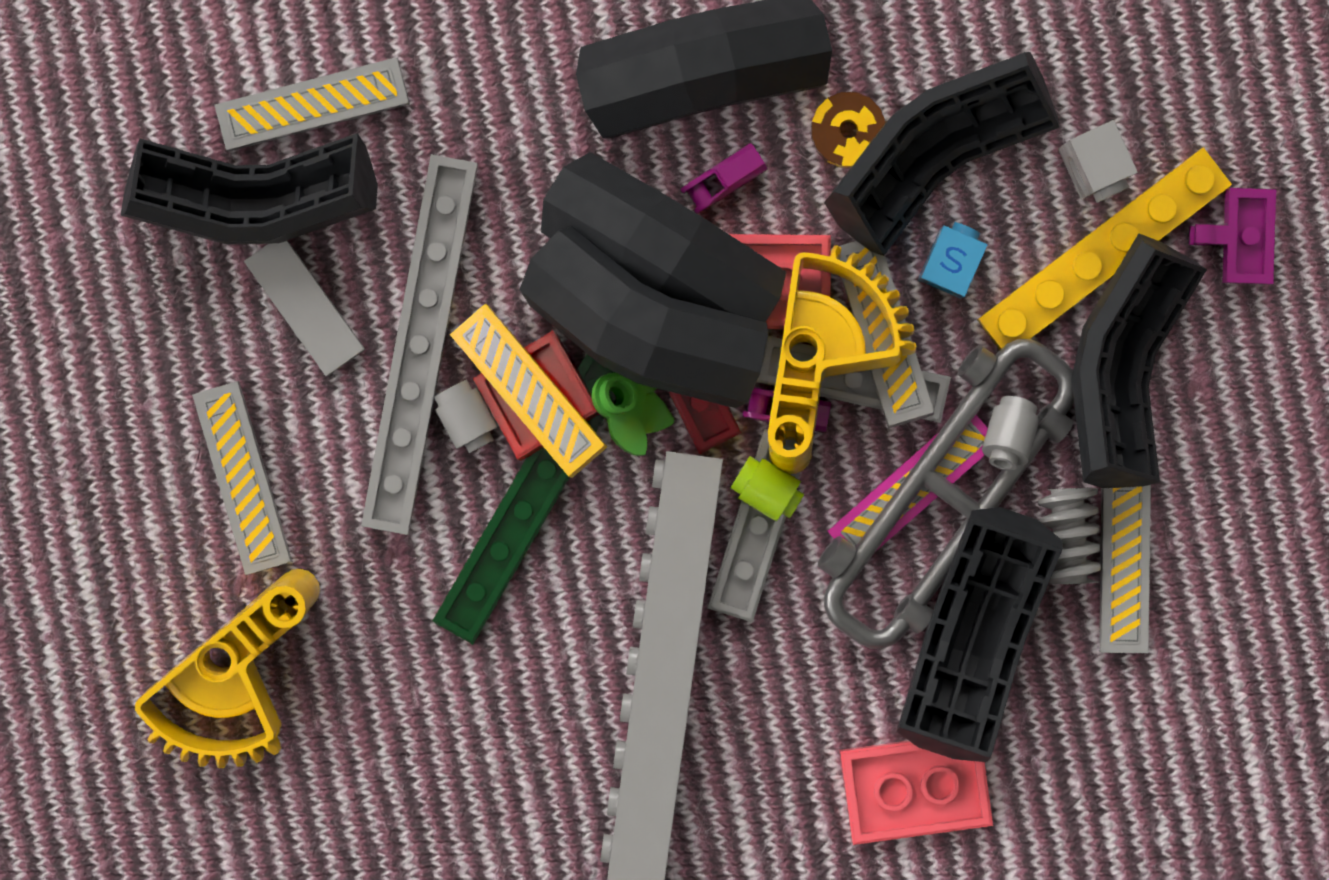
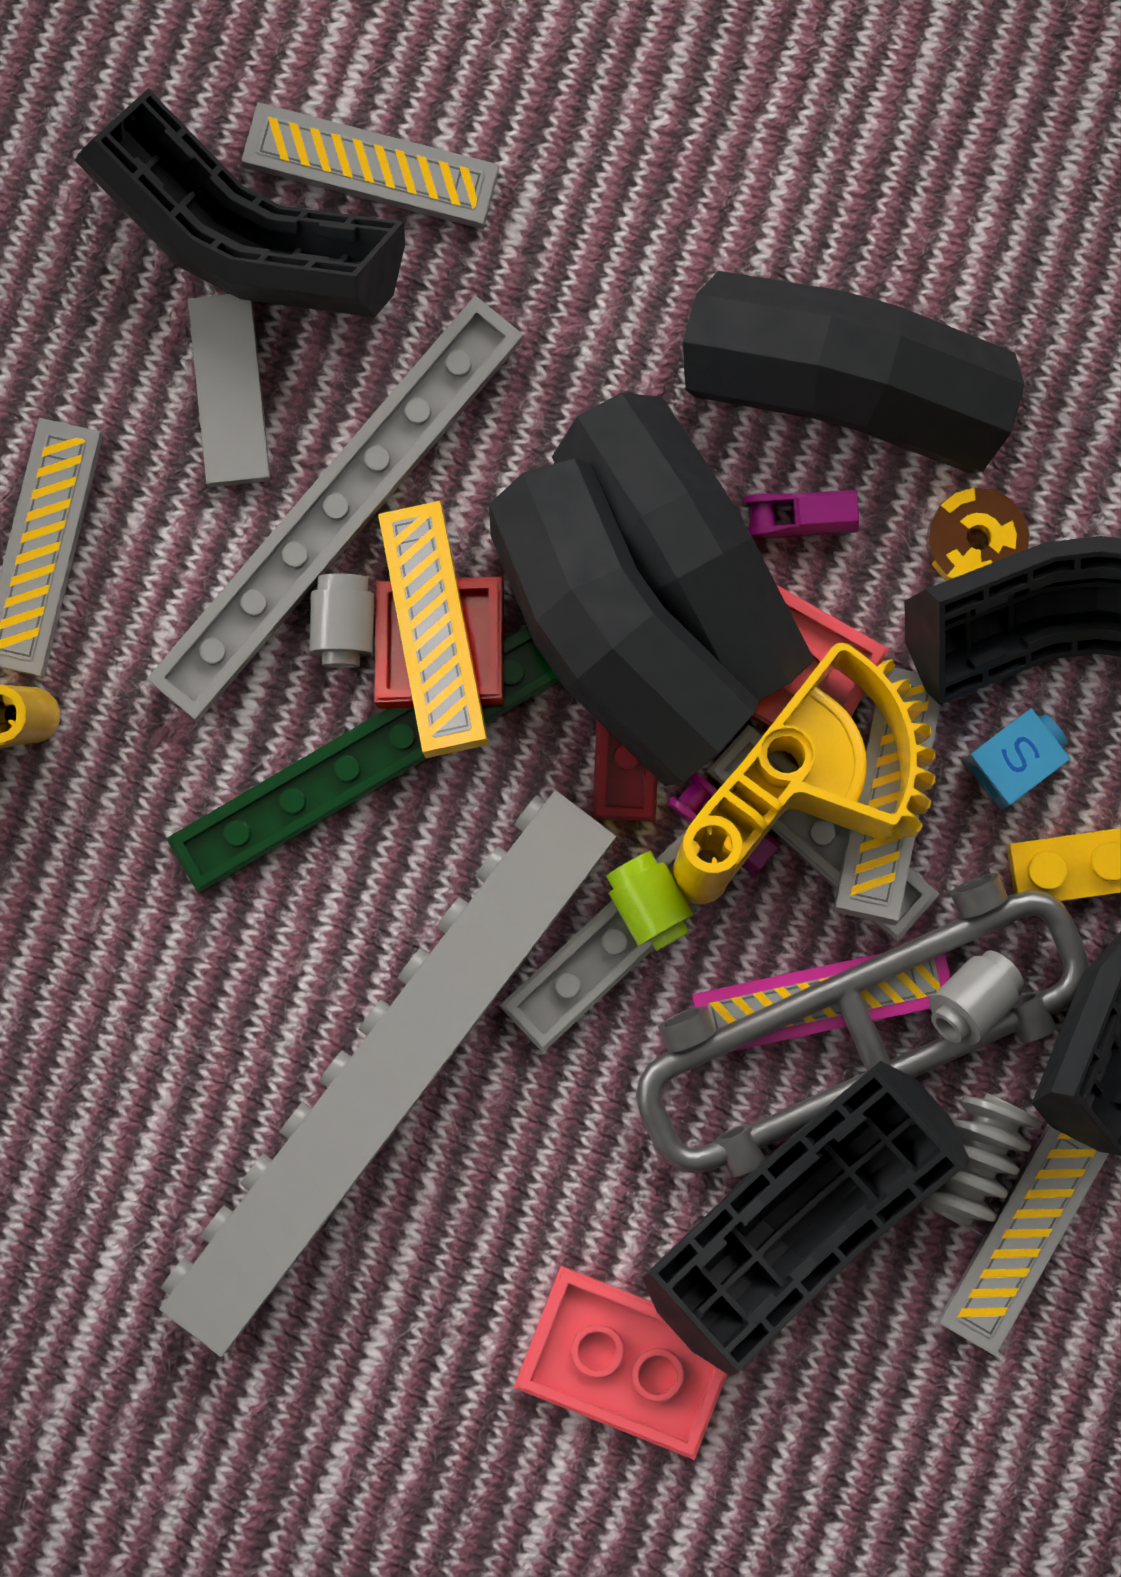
camera: 25 degrees right, 5 degrees down
(635, 413) = (545, 726): bright green plate -> none

